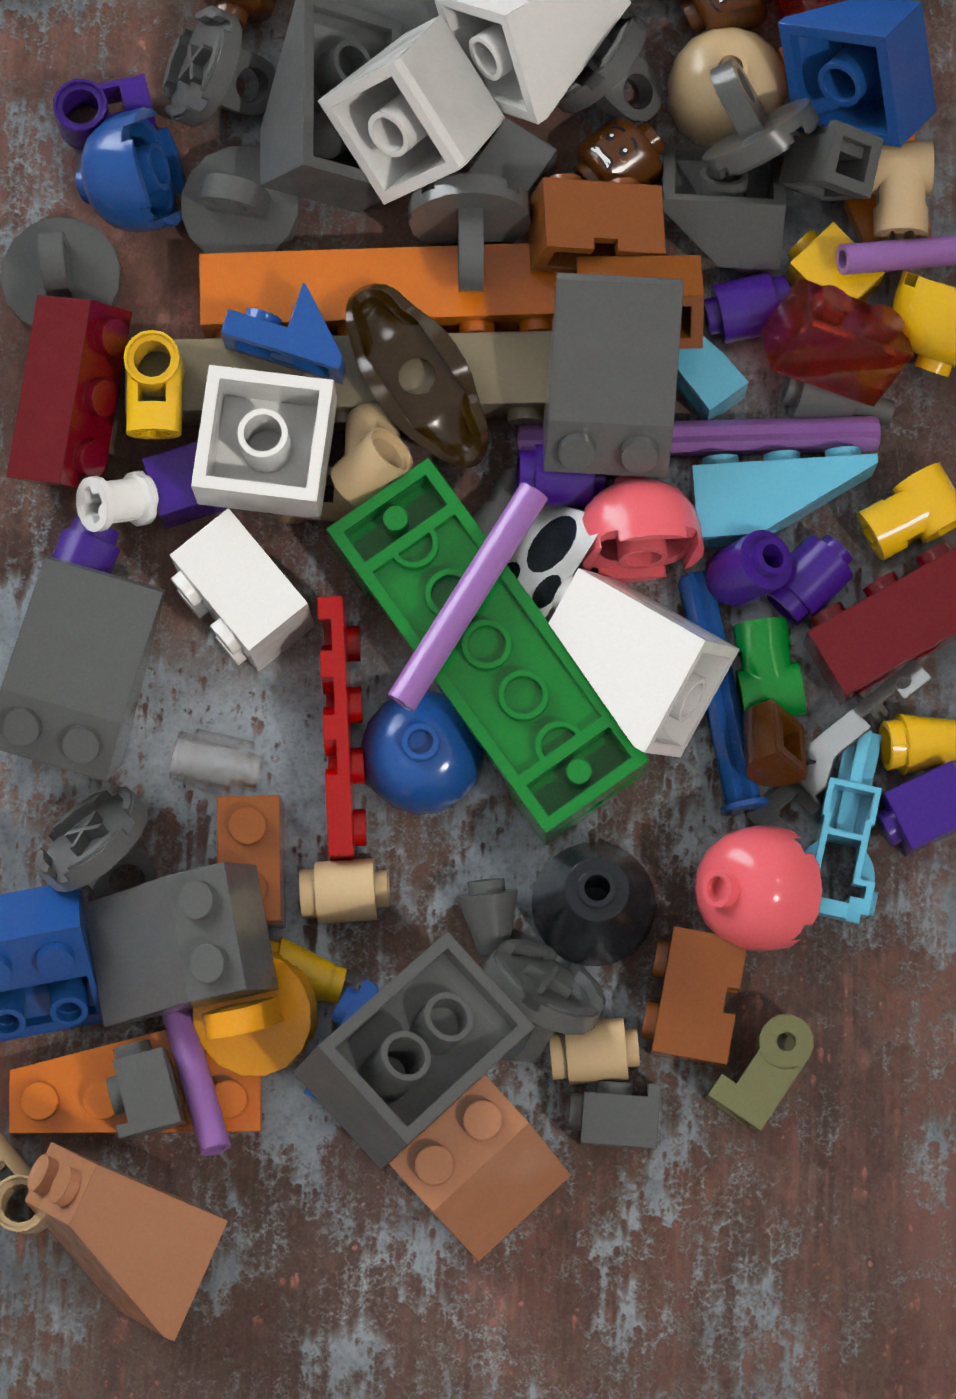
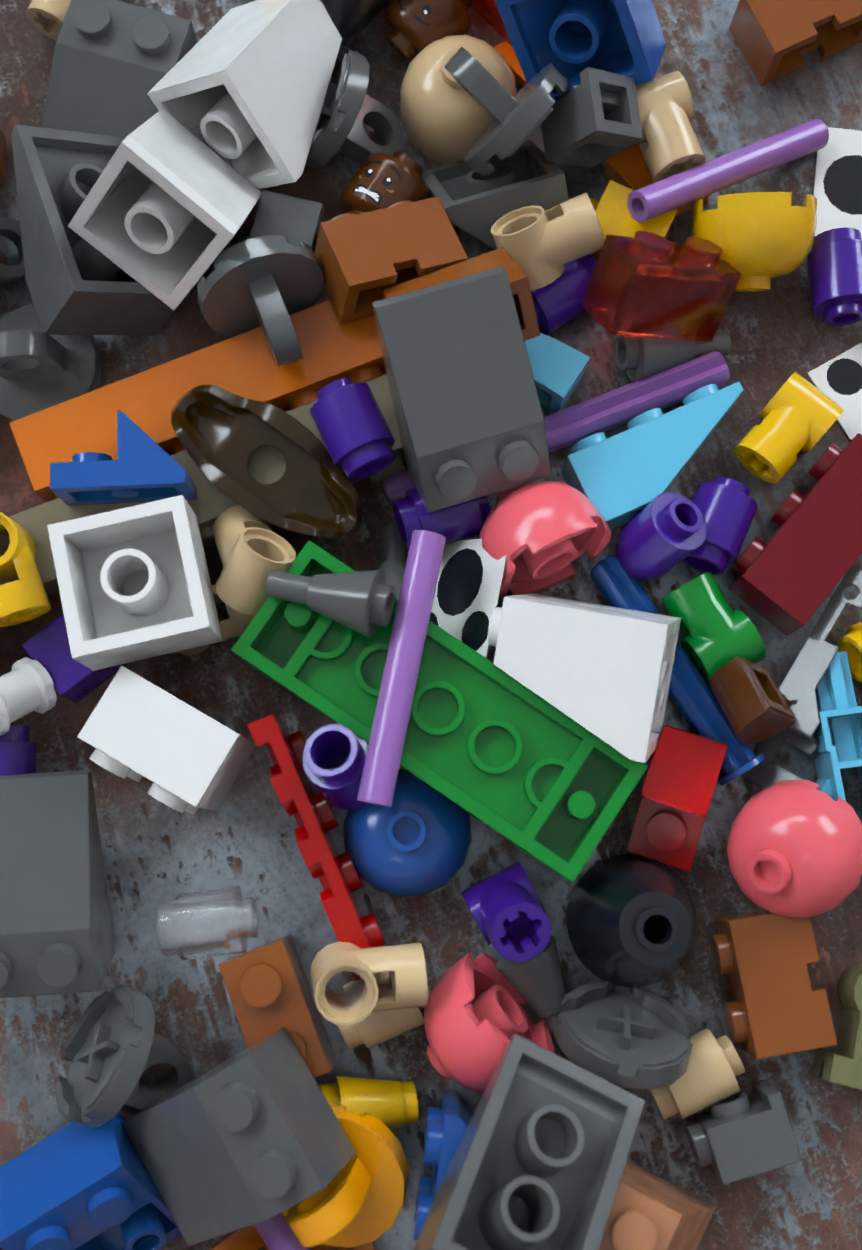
camera: 25 degrees left, 0 degrees up
(374, 861) = (406, 974): none -> tan piece
(378, 661) = (335, 764): none -> dark purple brick
(413, 920) = (472, 1019): none -> coral cylinder
(446, 522) = (350, 598): none -> dark grey cone
(484, 850) = (510, 914): none -> dark purple piece
(505, 372) = (353, 428): none -> dark purple brick
(674, 807) = (676, 797): none -> red slope
(742, 261) = (549, 238): none -> tan piece

